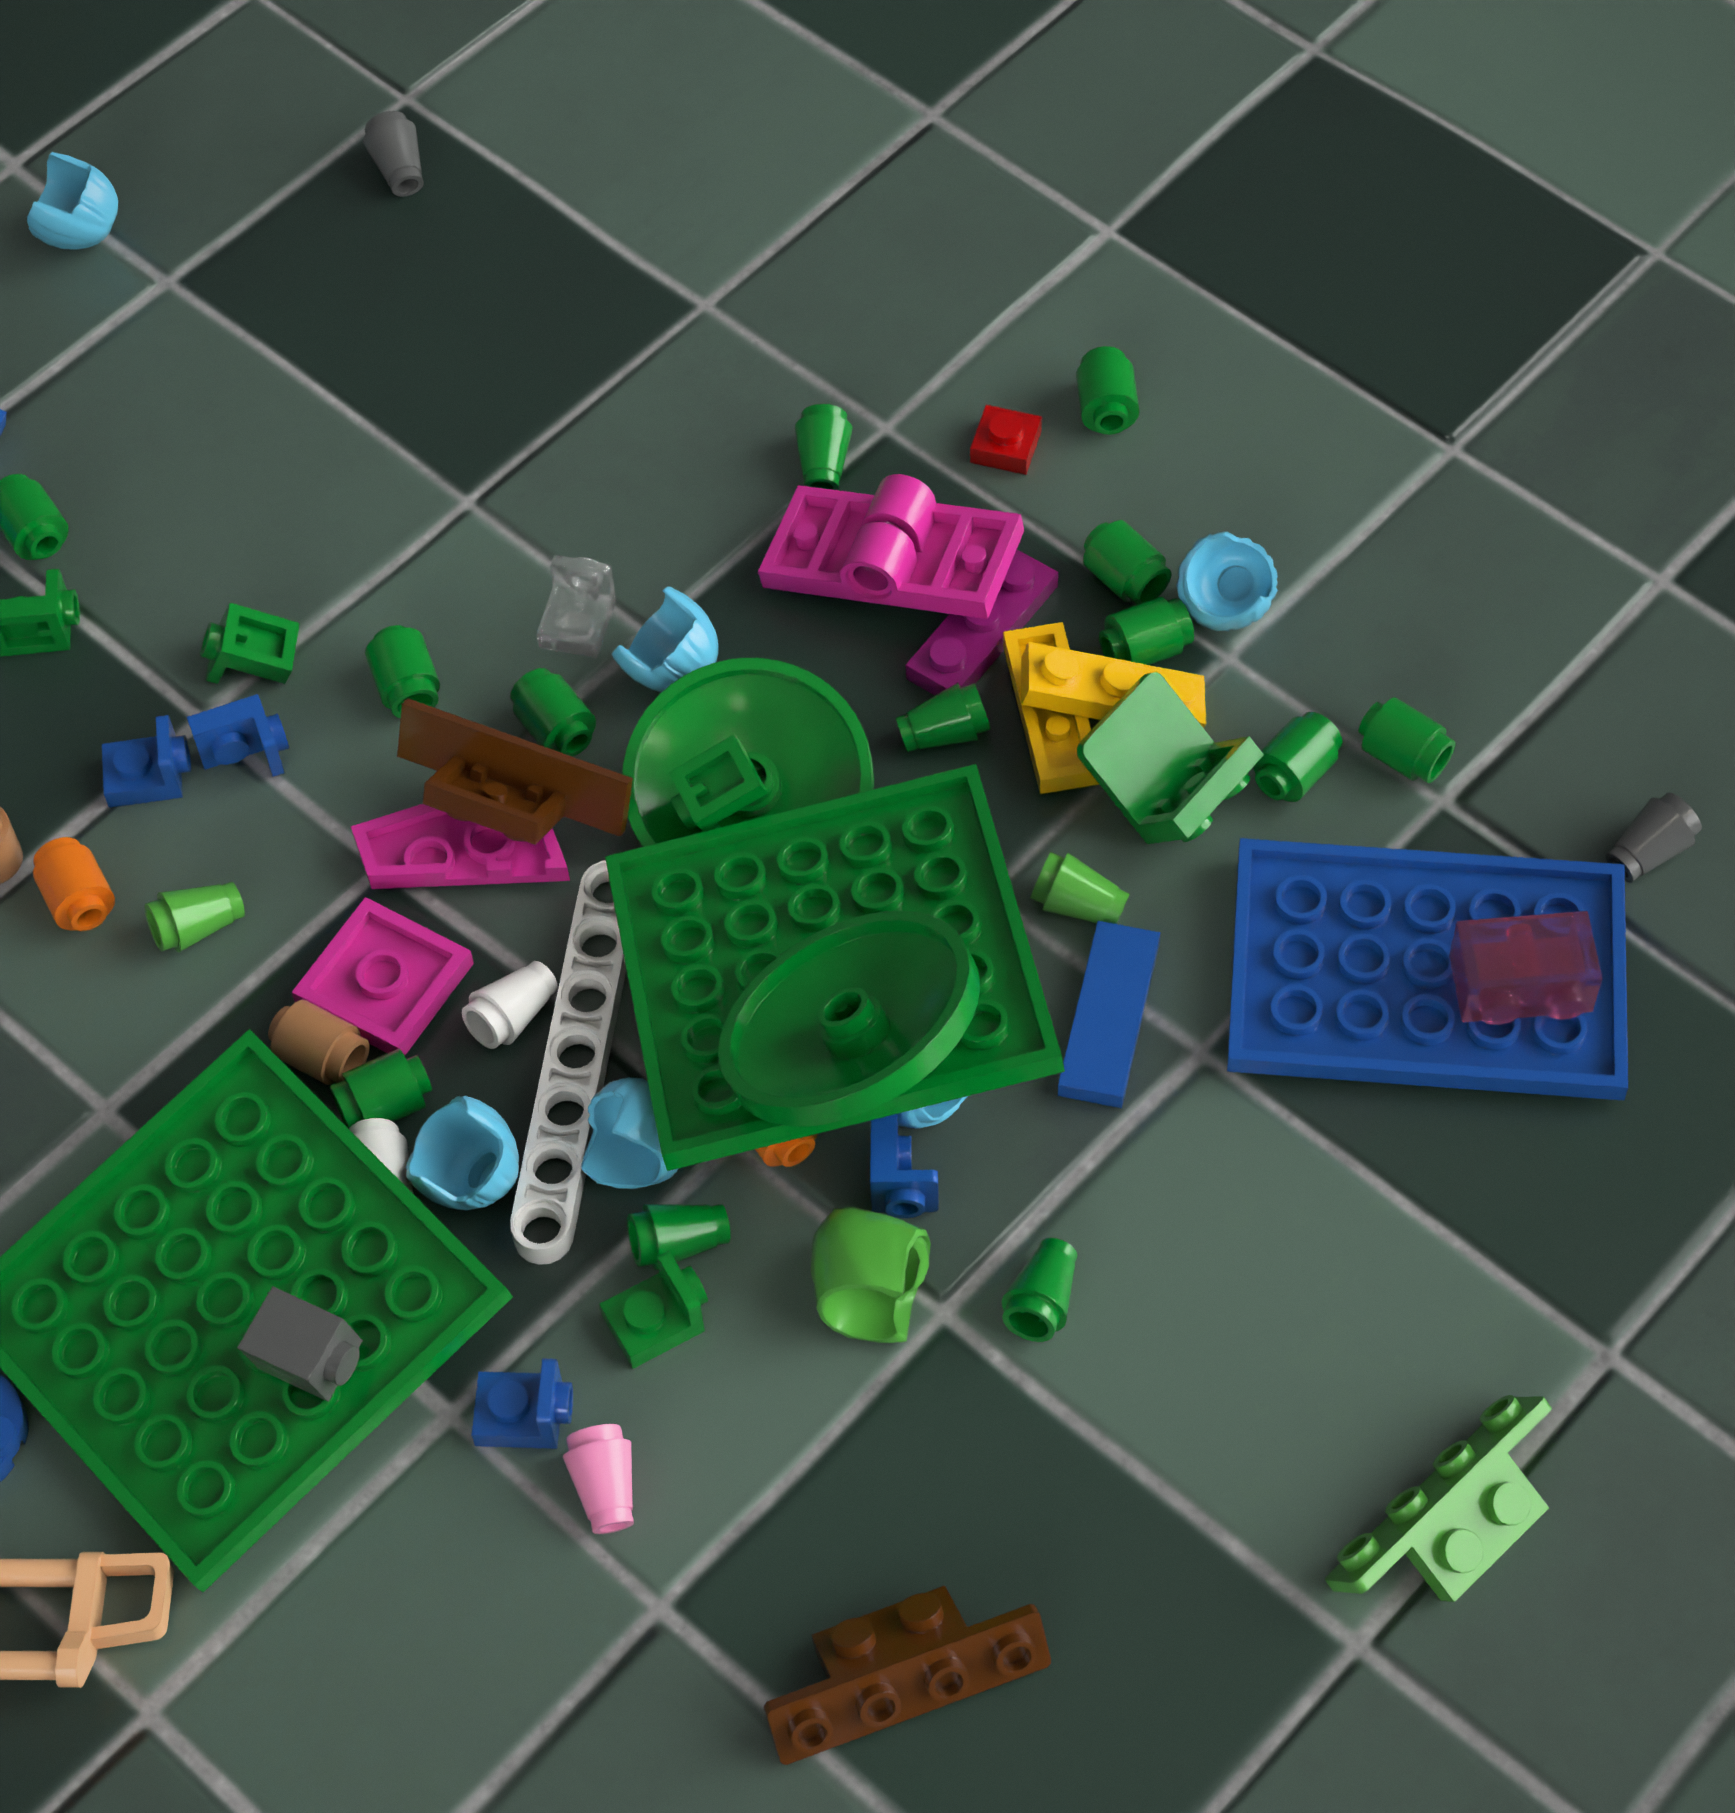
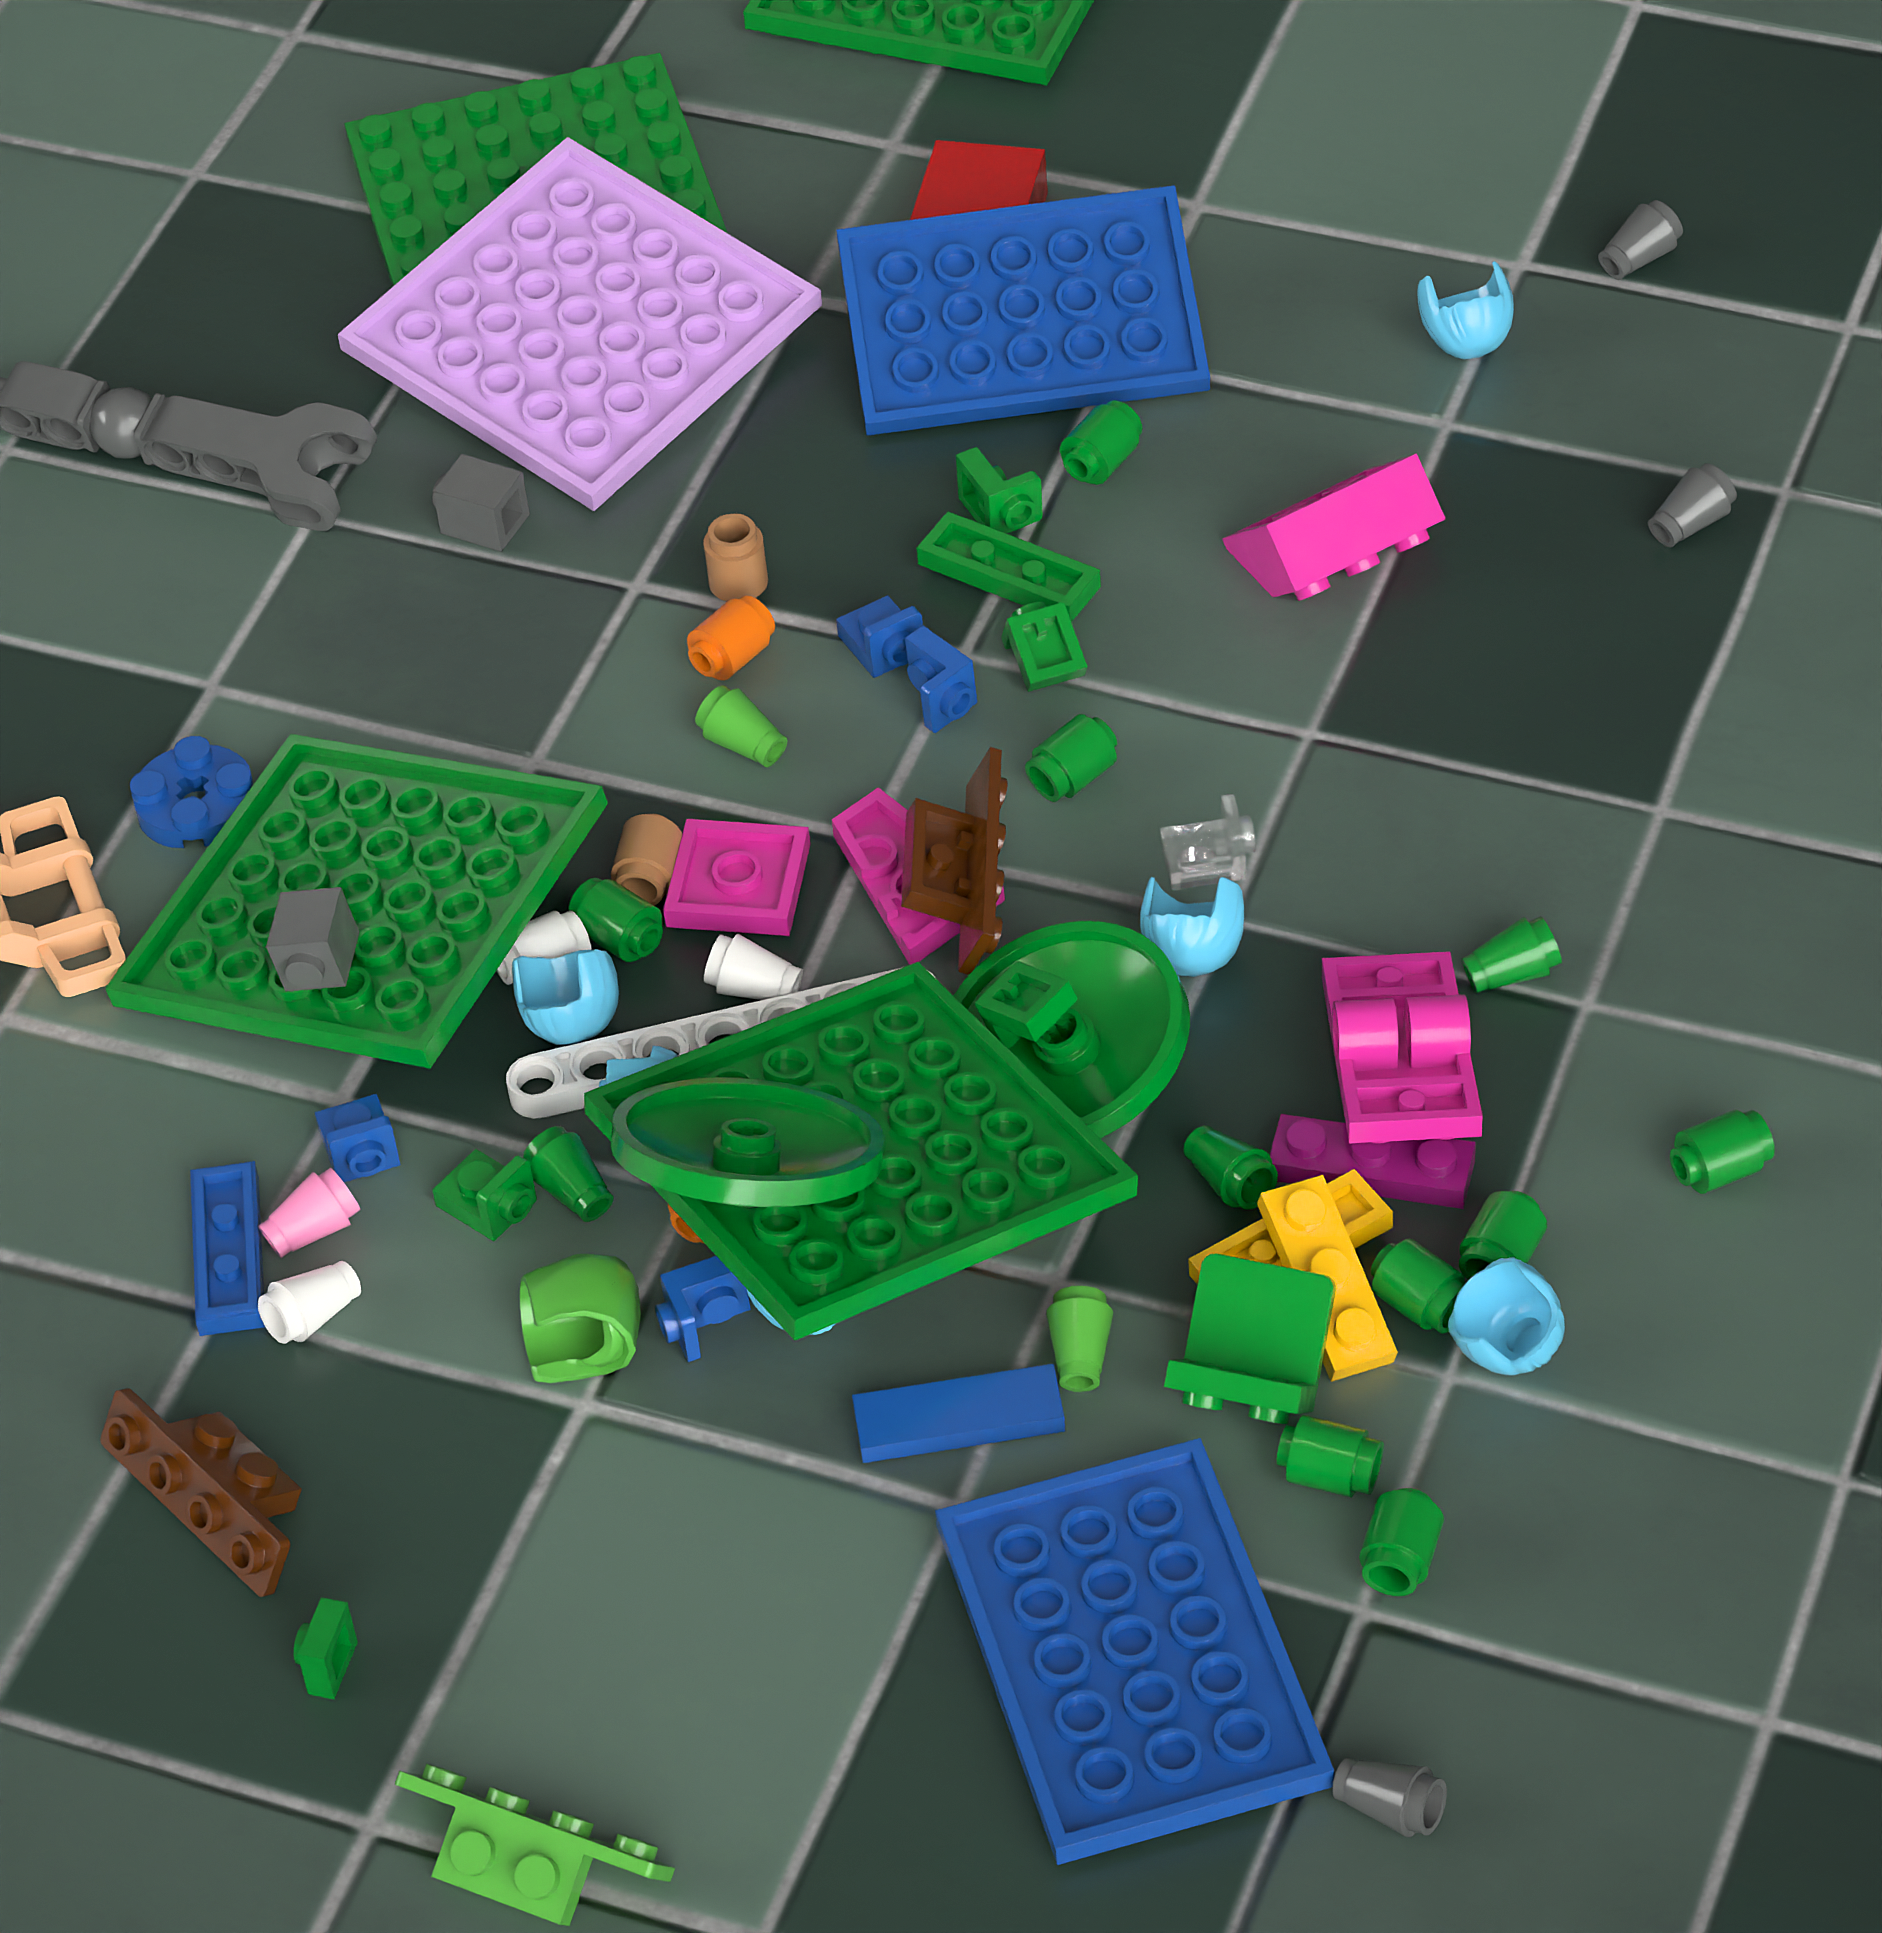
camera: 70 degrees right, 10 degrees down
(61, 68) = (1643, 237): none -> dark grey cone
(129, 640) = (1007, 565): none -> green plate
(253, 389) = (1339, 529): none -> slope
(552, 712) = (1078, 877): green brick -> none
(594, 1571) = (227, 1248): none -> blue tile
(715, 1512) = (306, 1301): none -> white cone
(1006, 439) = (1620, 1098): red plate -> none
(1041, 1292) = (624, 1456): green cone -> none
(1158, 1615) = (325, 1647): none -> green plate
(1525, 967) = (1135, 1702): clear pink brick -> none

